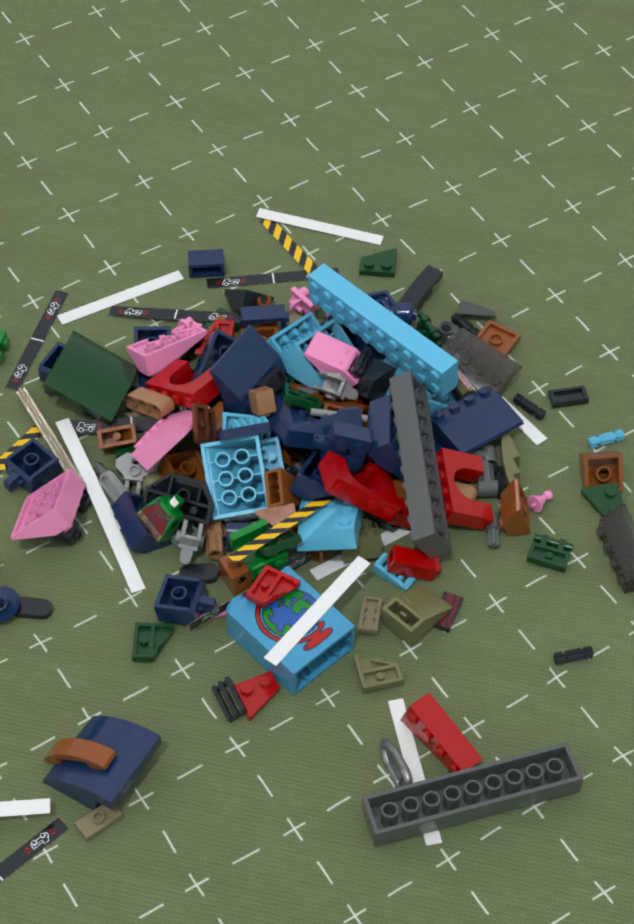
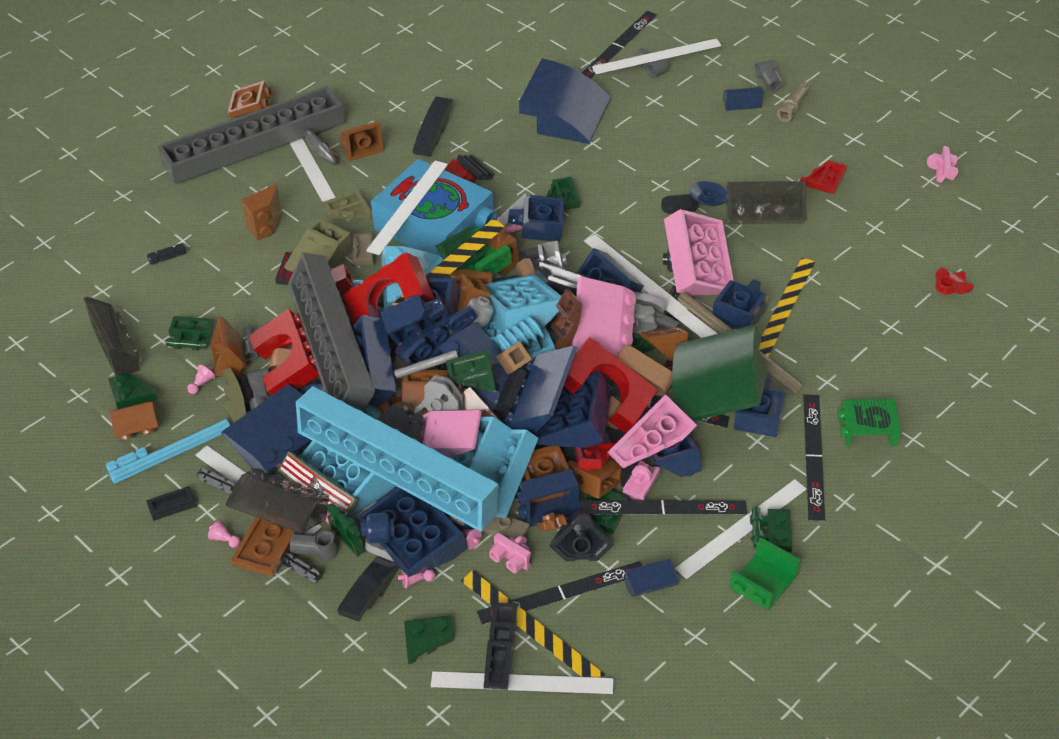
camera: 170 degrees right, 5 degrees down
(81, 750) = (586, 90): dark orange slope -> none
(95, 286) = (778, 526): none -> dark green plate
(123, 256) = (766, 574): none -> green panel
(162, 516) = (580, 262): torso -> none
(245, 431) = (529, 297): dark blue beam -> none
(260, 769) = (432, 126): none -> black slope
(271, 586) = (455, 208): red wing -> none
(279, 459) = (483, 310): none -> light grey head
(329, 243) = (500, 646): none -> black slope
(347, 756) = (362, 141): none -> dark orange slope
(440, 734) = (285, 167): red wedge -> none
(469, 308) = (306, 574): dark grey slope -> none
(470, 665) = (262, 212): none -> dark orange slope
(471, 859) = (249, 99): none -> dark orange plate
(528, 363) = (220, 532): none -> bright pink piece
(567, 440) = (168, 452): none -> medium azure axle

